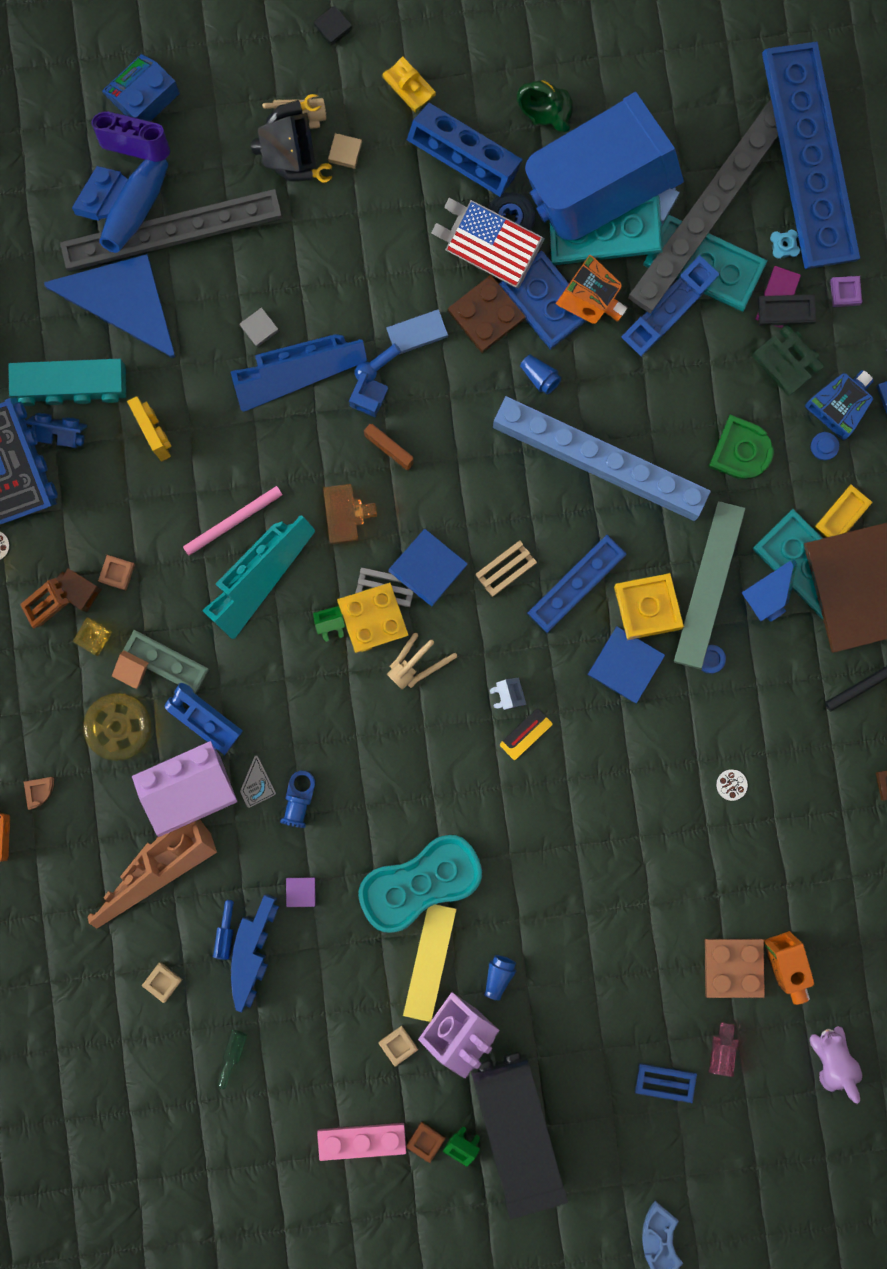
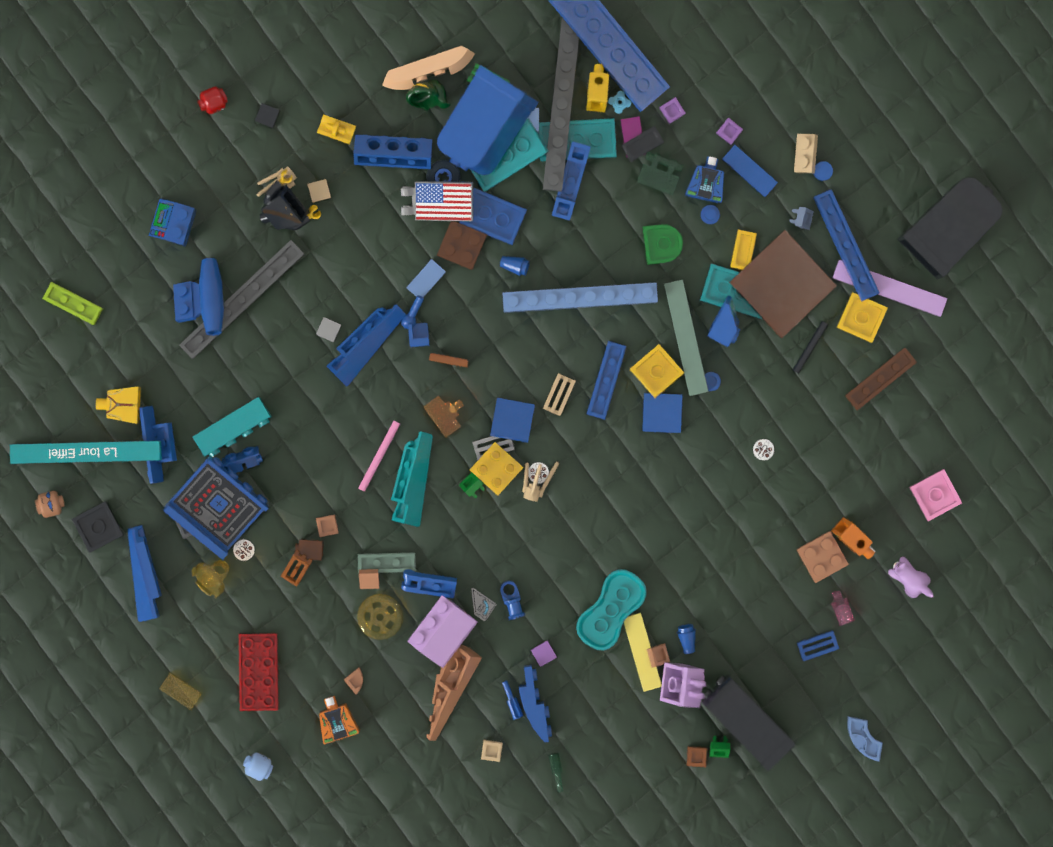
camera: 30 degrees left, 5 degrees up
(92, 636) = (335, 571): clear yellow tile -> none
(121, 296) = (235, 356): blue tile -> none
(131, 136) = (185, 256): dark purple beam -> none
(147, 419) = (294, 424): yellow plate -> none
(361, 1141) = (659, 777): bright pink plate -> none
(398, 1045) = (650, 710): tan tile -> none
(428, 659) = (543, 475): none -> white sticker
(448, 978) = (658, 655): none -> nougat tile
(510, 694) = (603, 469): sand blue tile -> none
(526, 734) = (625, 486): sticker -> none
(565, 70) = (403, 77): none -> light nougat brick
(592, 293) = (519, 198): orange torso -> none
(765, 212) = (597, 89): none -> yellow torso

